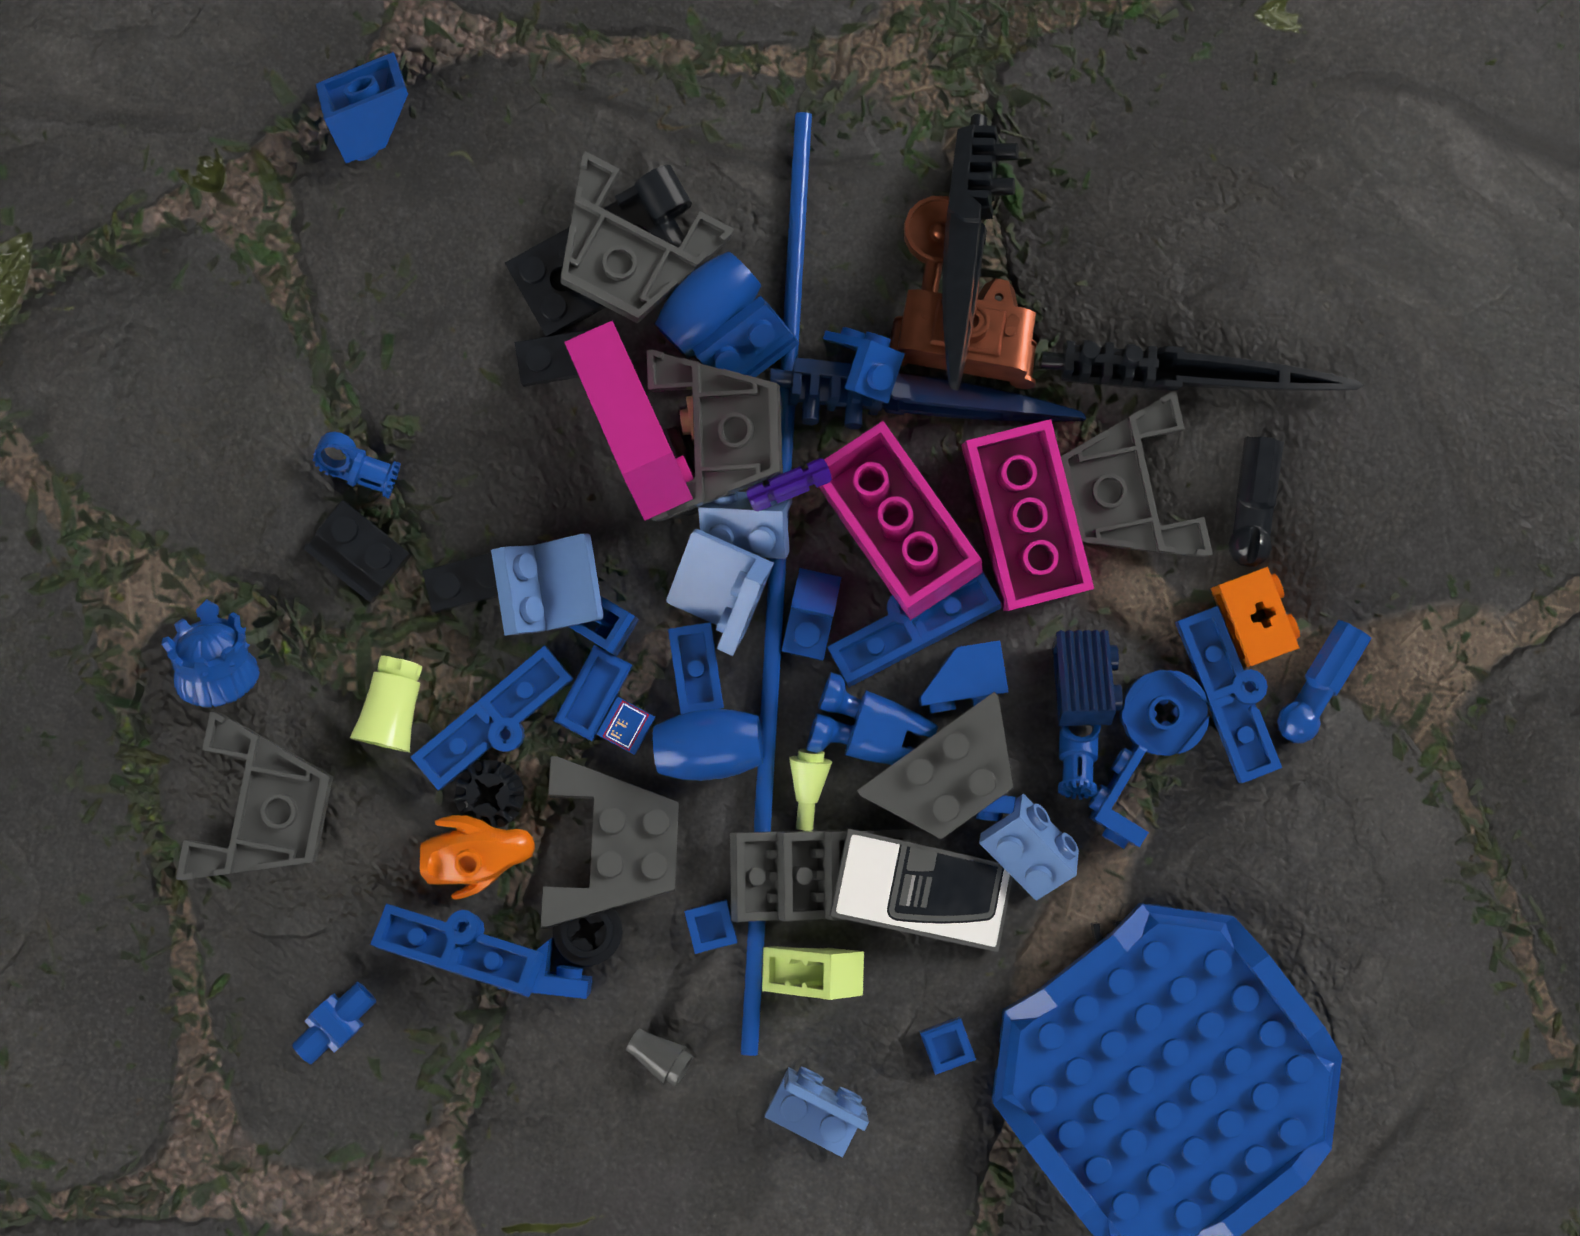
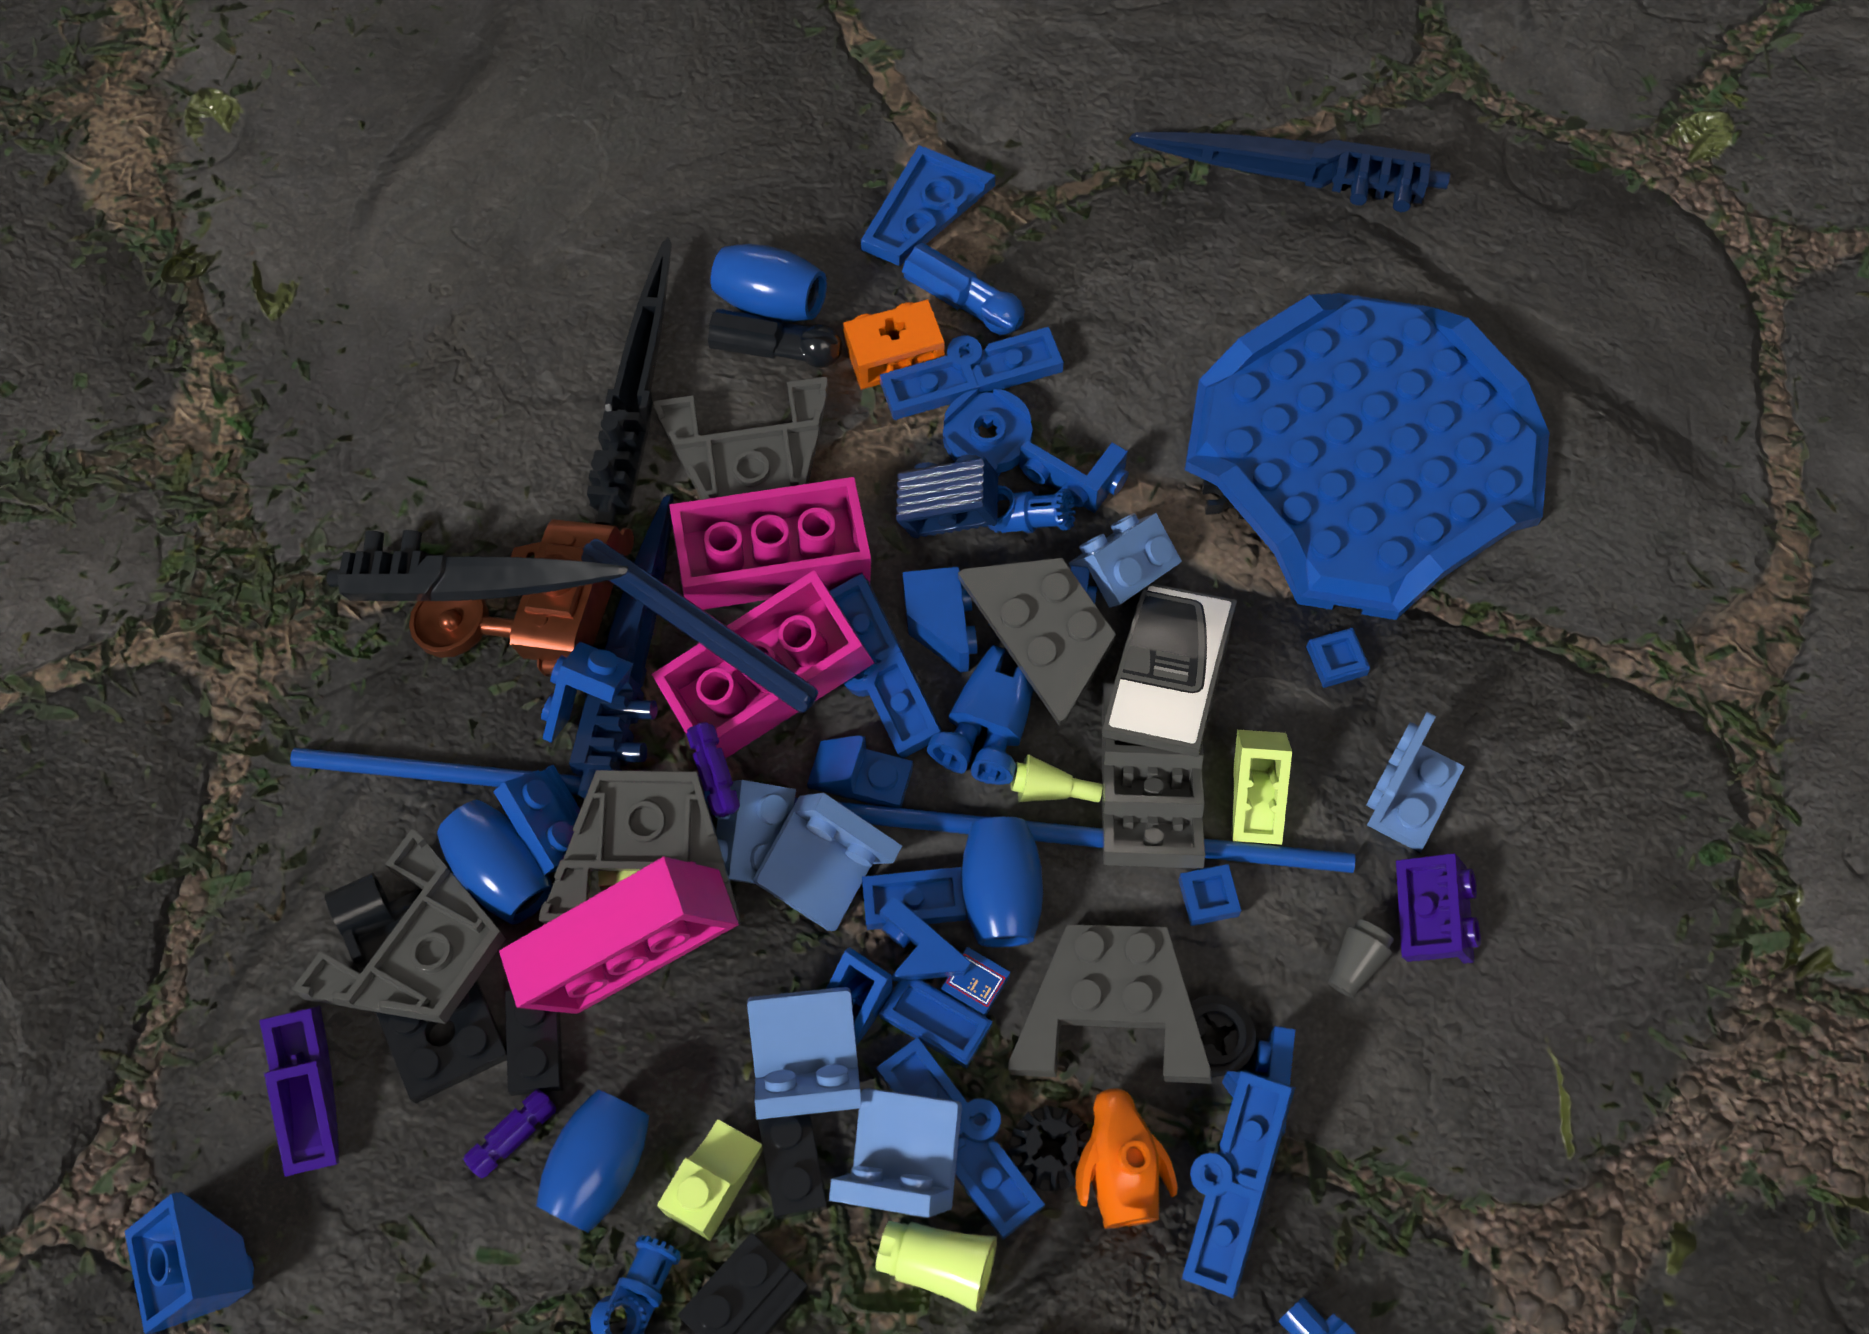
camera: 85 degrees left, 20 degrees down
(448, 516) = (710, 1180): none -> yellowish green arch
(455, 419) = (592, 1160): none -> blue piece
(466, 671) = (902, 1154): none -> medium blue bracket
(482, 348) = (509, 1133): none -> dark purple axle
(510, 172) = (301, 1090): none -> dark purple slope
(638, 687) = (932, 954): none -> blue slope
(706, 1126) = (1437, 908): none -> dark purple bracket
(921, 458) = (705, 629): none -> dark blue axle
(1314, 489) = (768, 282): none -> blue piece
(1424, 636) = (923, 203): none -> blue wing
(1500, 1033) = (1313, 163): none -> dark blue piece

